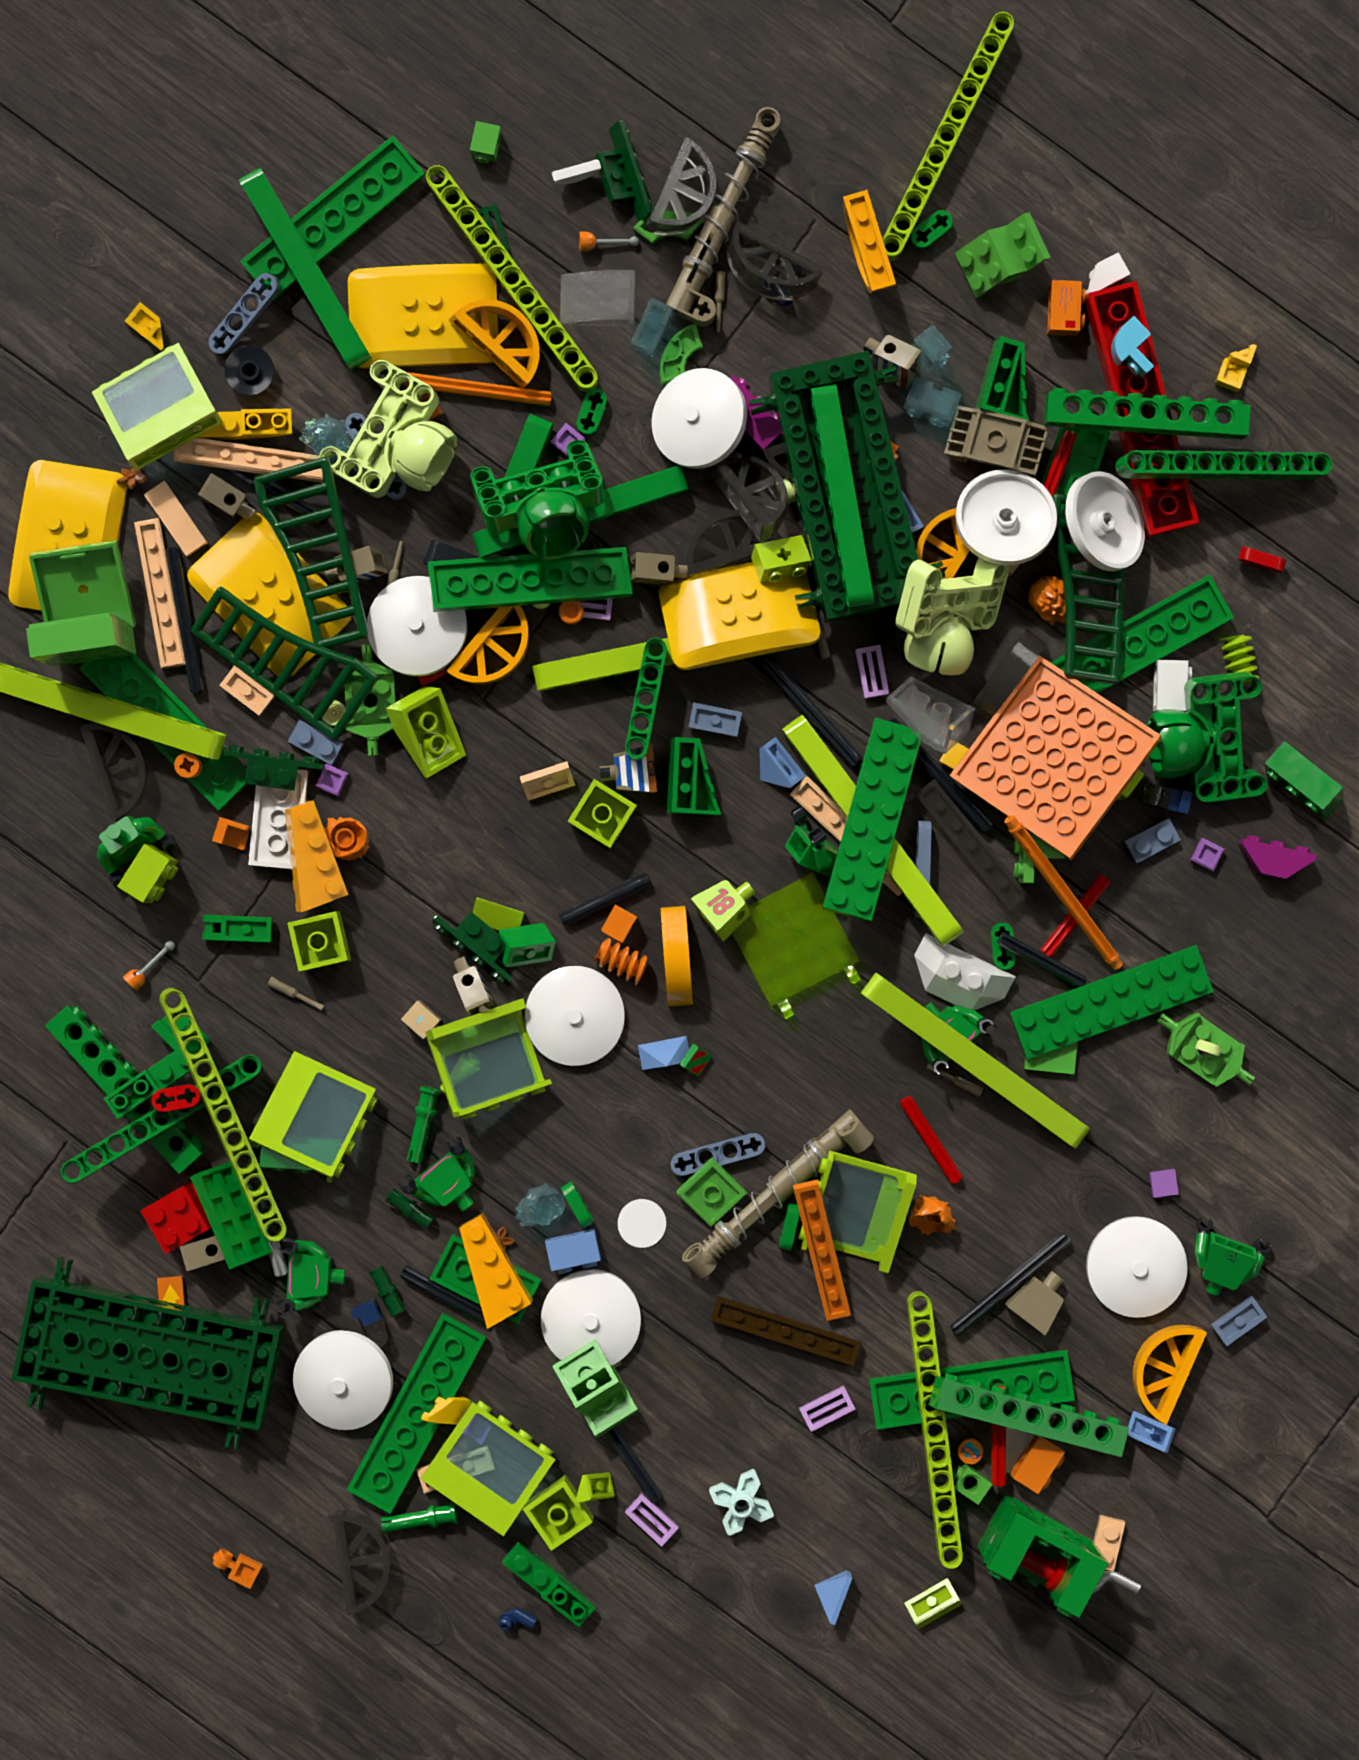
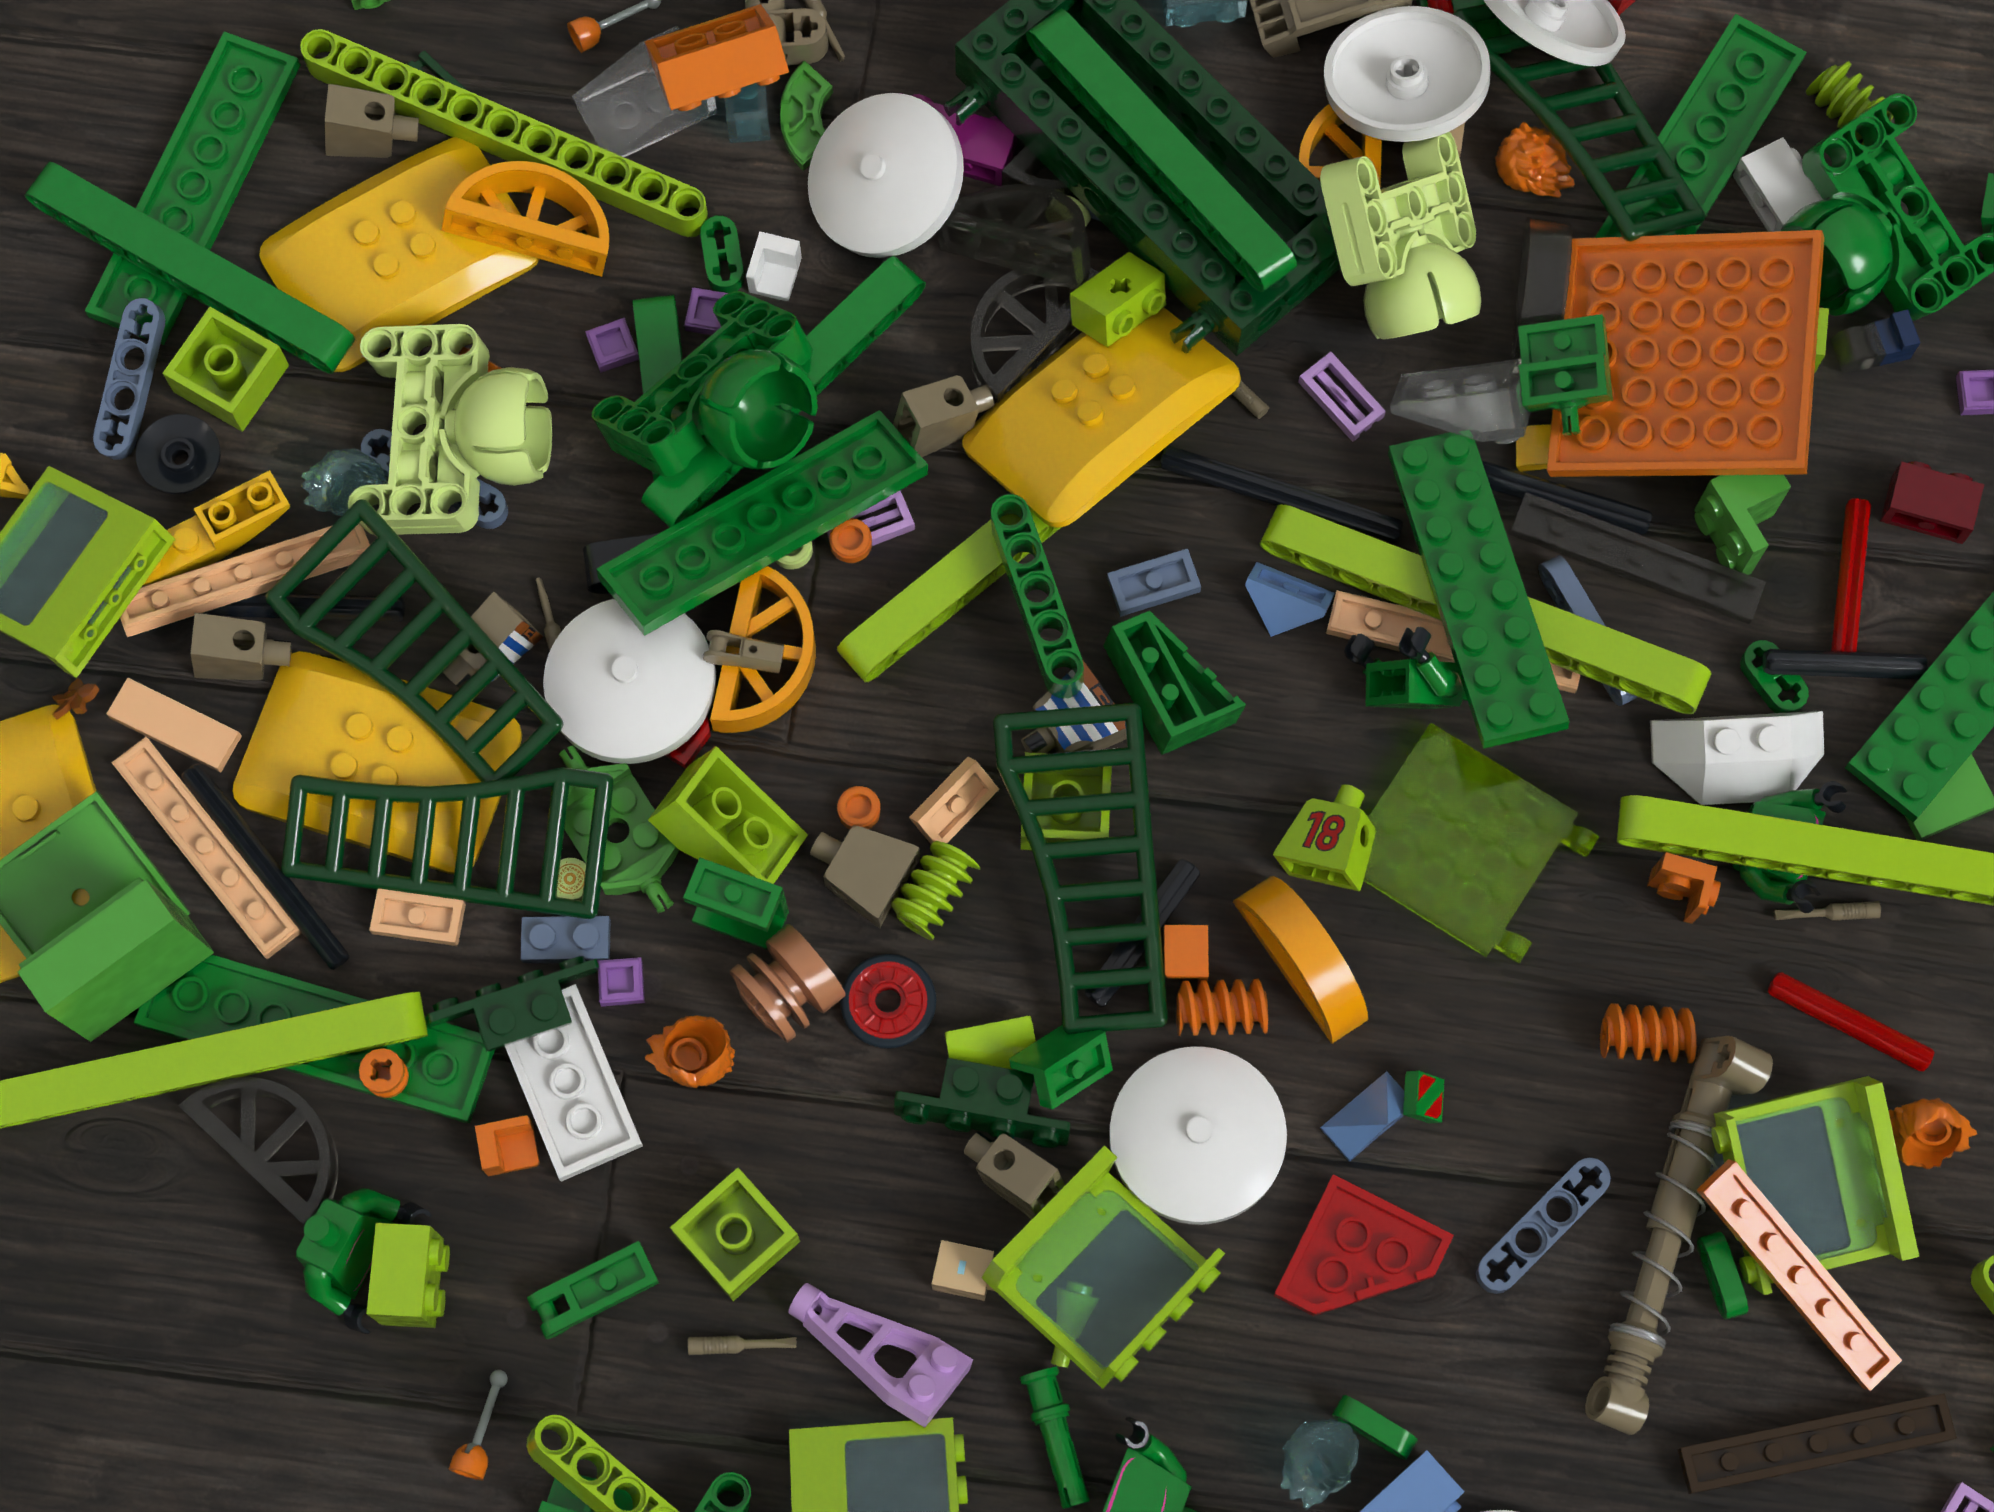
camera: 30 degrees left, 15 degrees down
(296, 337) = (226, 369): none -> lime brick
(312, 860) = (654, 1109): light orange wedge -> none
(374, 1064) = (925, 1384): none -> lavender plate
(405, 777) = (736, 903): none -> green panel
(410, 830) = (787, 983): none -> nougat wheel
(433, 226) = (364, 123): none -> dark tan torso
(475, 861) = (885, 1028): none -> red wheel
(483, 791) = (866, 869): none -> dark tan torso
(484, 649) = (752, 652): none -> dark tan bar
(485, 389) = (560, 300): orange axle -> none
(499, 755) = (859, 807): none -> orange tile
(507, 431) = (612, 345): none -> medium lavender tile
(511, 821) = (933, 887): none -> lime piece
(574, 836) = (1044, 852): none -> dark green bar
(614, 435) = (774, 266): none -> white panel
(619, 1116) = (1359, 1251): none -> red plate
(641, 1223) = (1490, 1403): white sticker -> none
(642, 305) = (717, 58): none -> orange slope
(711, 1192) = (1570, 1288): bright green tile -> none
(825, 1090) = (1648, 1031): none -> orange piece
(885, 1025) = (1685, 877): none -> orange bracket
(988, 728) = (1565, 367): none -> green plate
(1063, 892) = (1819, 538): orange piece -> none
(1142, 900) = (1932, 502): none -> dark red brick
(1152, 840) = (1890, 415): sand blue plate -> none

